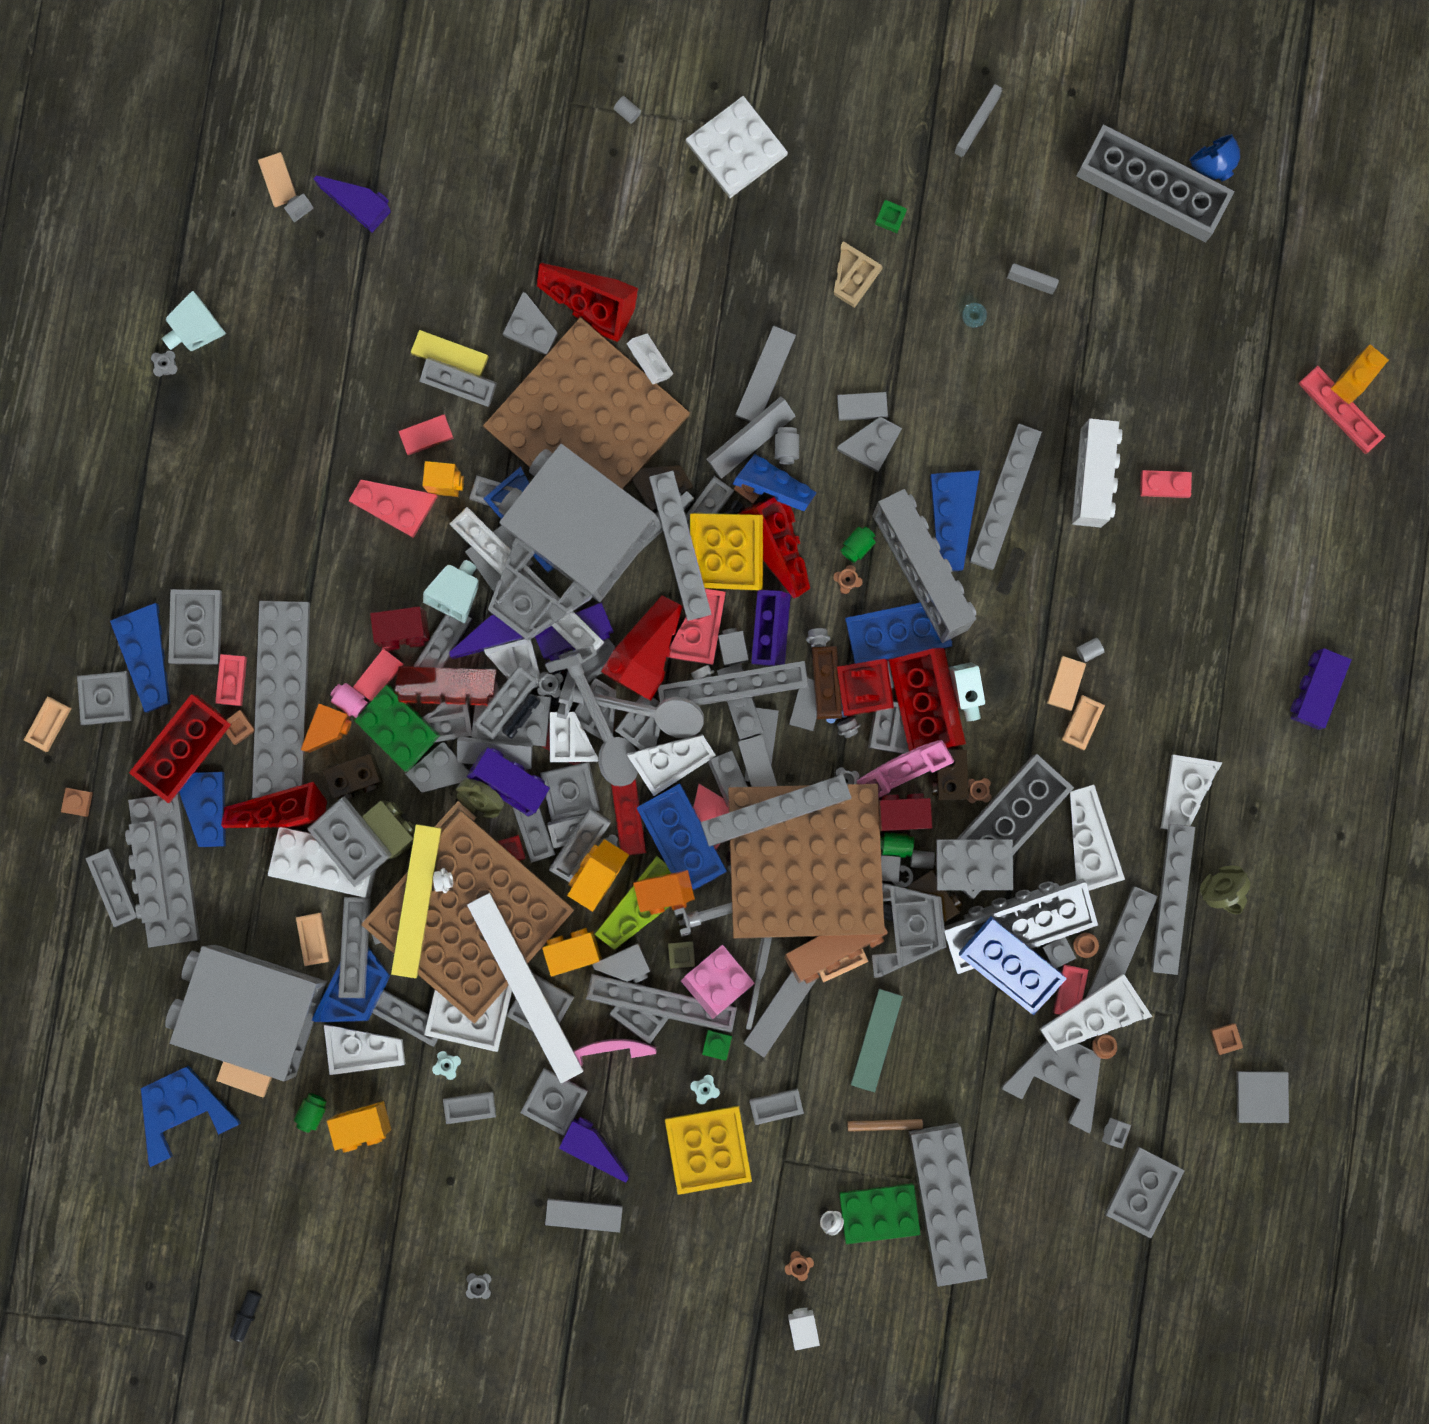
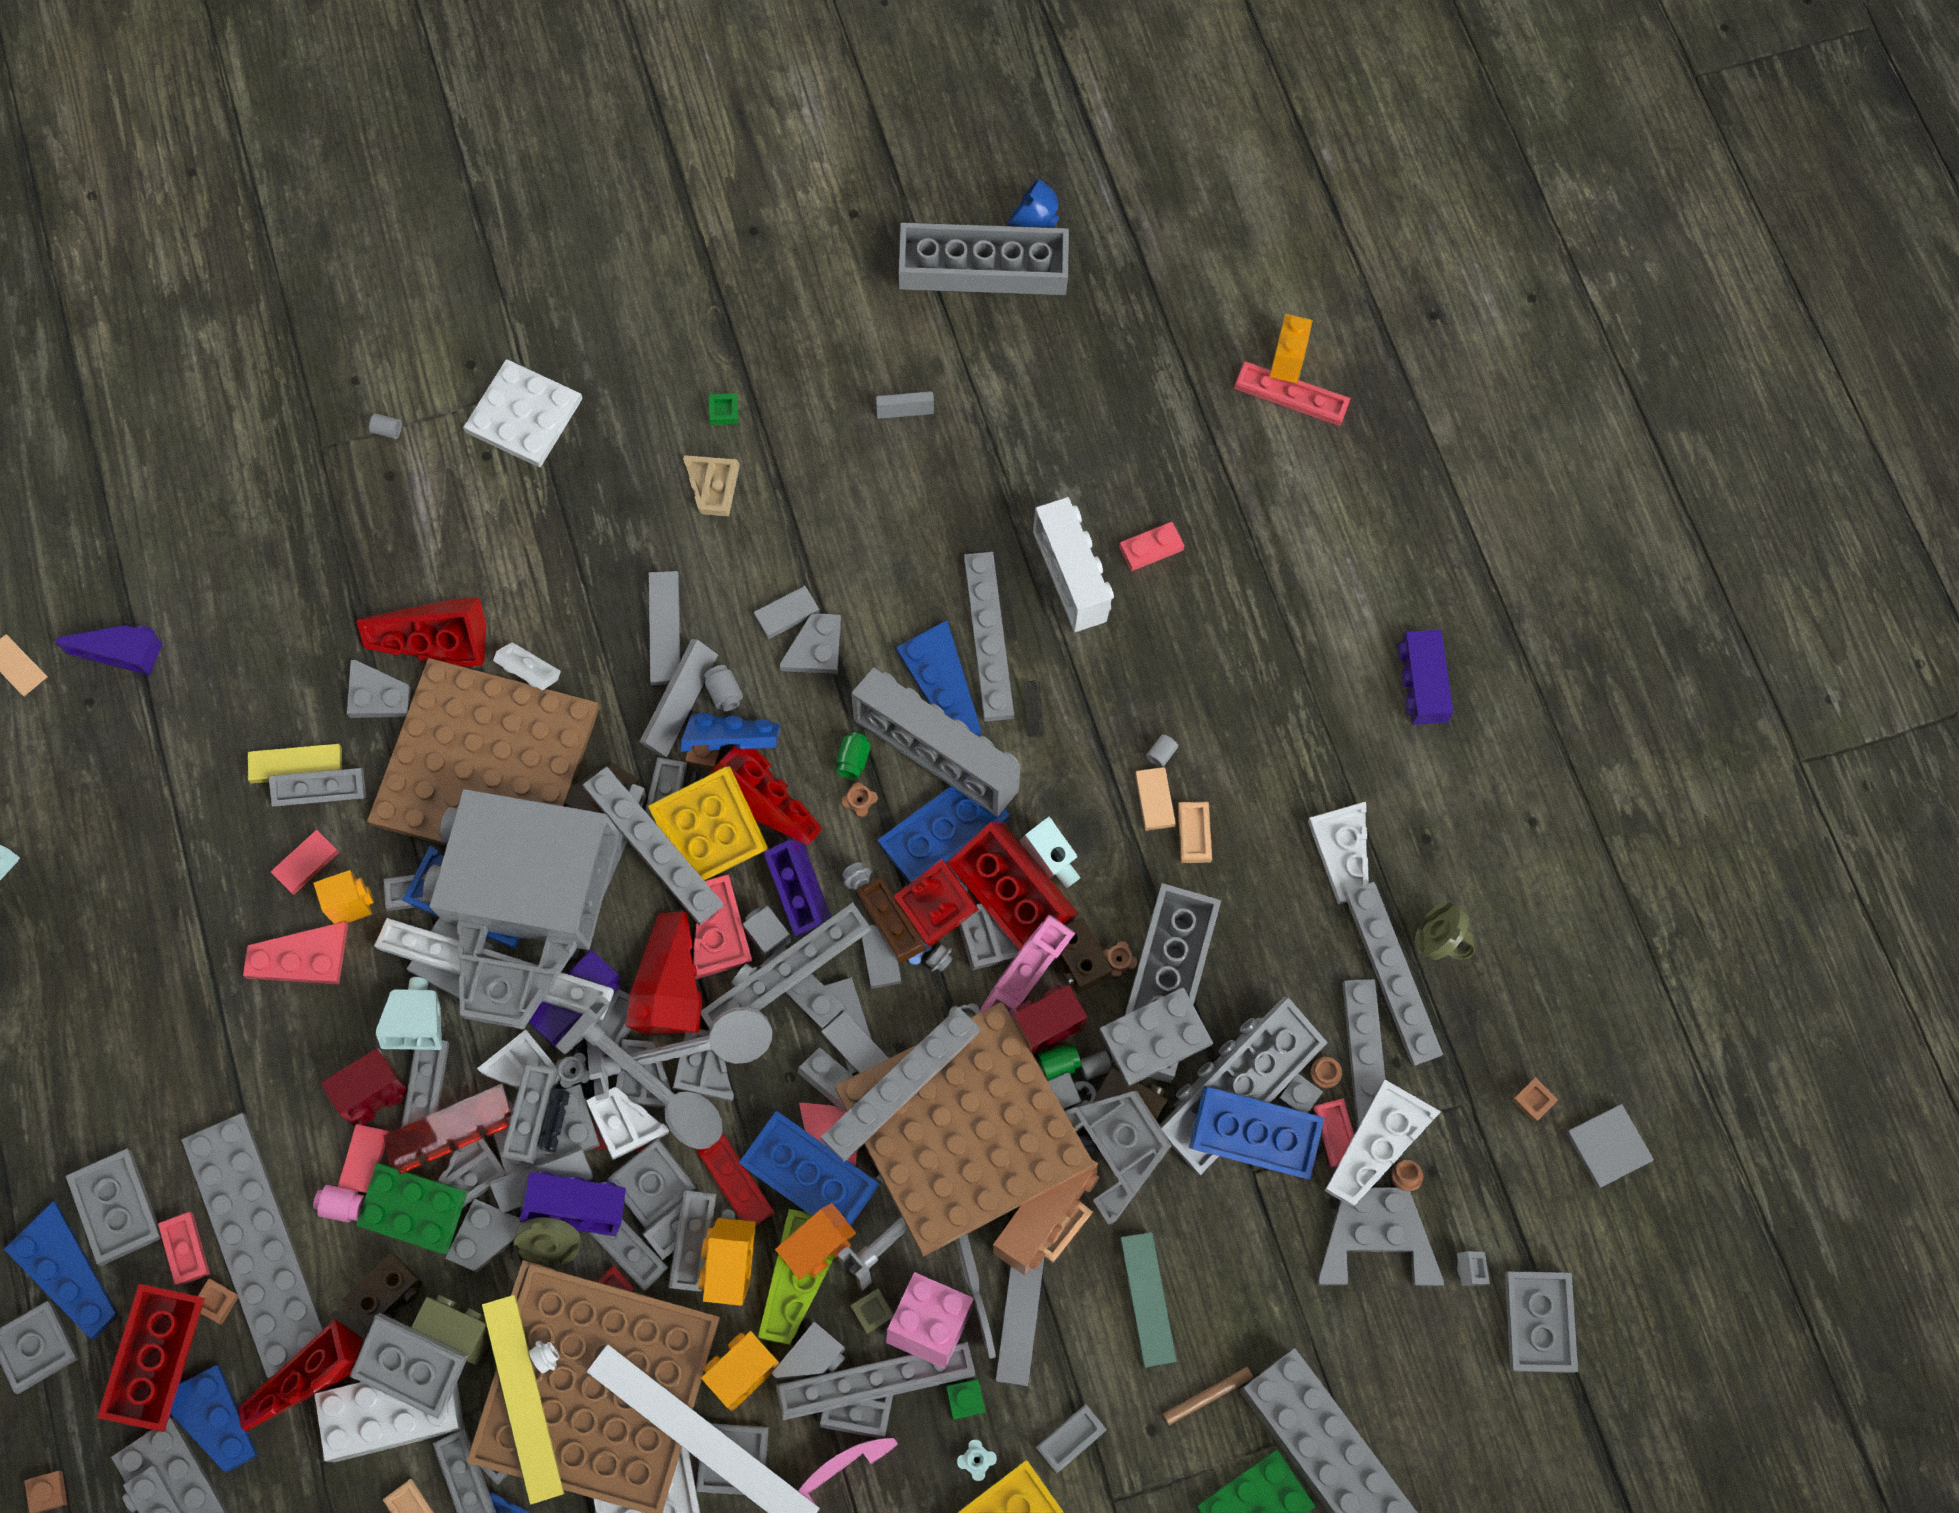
camera: 30 degrees left, 15 degrees down
(298, 207) = (51, 682): light grey plate -> none
(326, 727) = (324, 1250): orange slope -> none
(487, 635) = (475, 1047): dark purple slope -> none
(670, 761) = (754, 1093): white wing -> none
(977, 308) = (858, 461): clear light blue plate -> none
(978, 120) = (770, 278): light grey tile -> none
(1093, 846) = (1272, 953): white wing -> none

